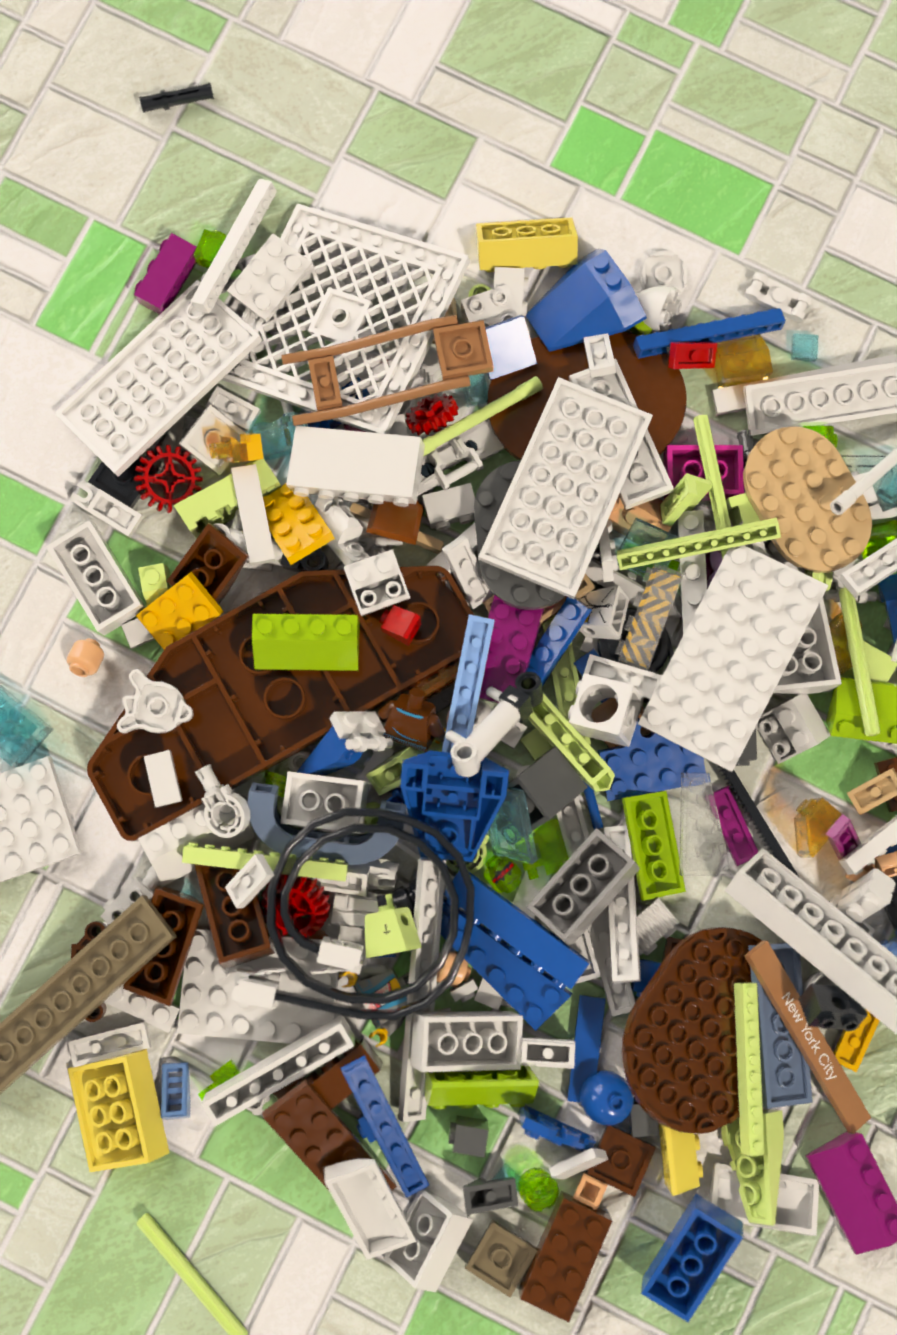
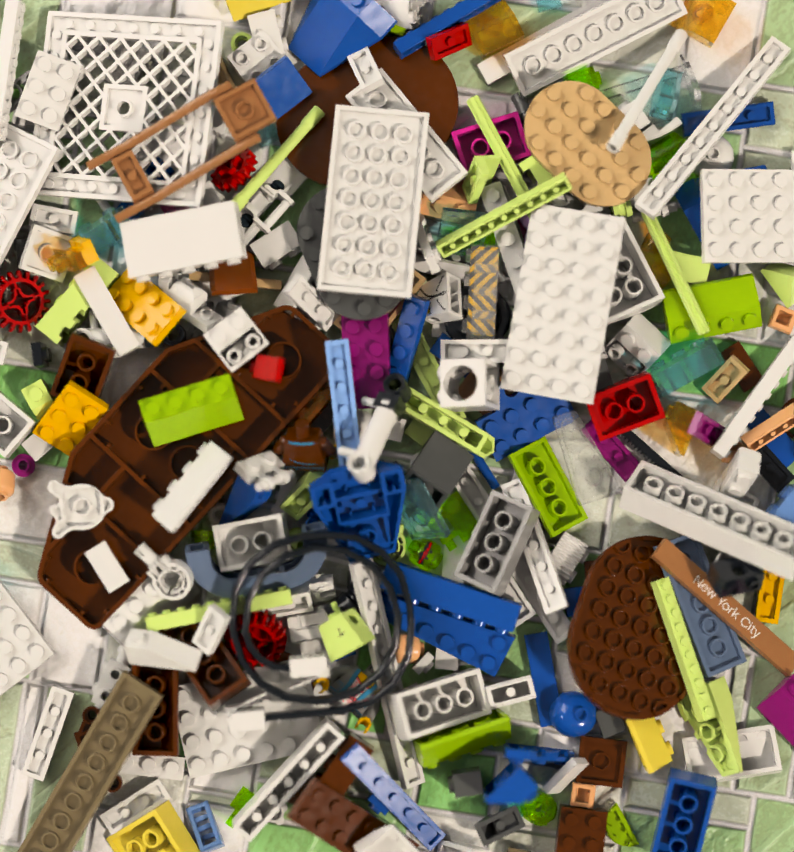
camera: 20 degrees left, 5 degrees up
(45, 935) = (48, 733): none -> white plate
(122, 652) = (30, 465): none -> magenta plate
(171, 539) = (41, 355): none -> black plate
(187, 887) = (160, 651): none -> white slope
(279, 723) = (192, 487): none -> white slope
(516, 1161) = (511, 786): none -> blue slope
(617, 1240) = (618, 828): none -> lime tile
(765, 785) = (625, 406): none -> red slope
(838, 764) = (685, 366): none -> clear light blue brick

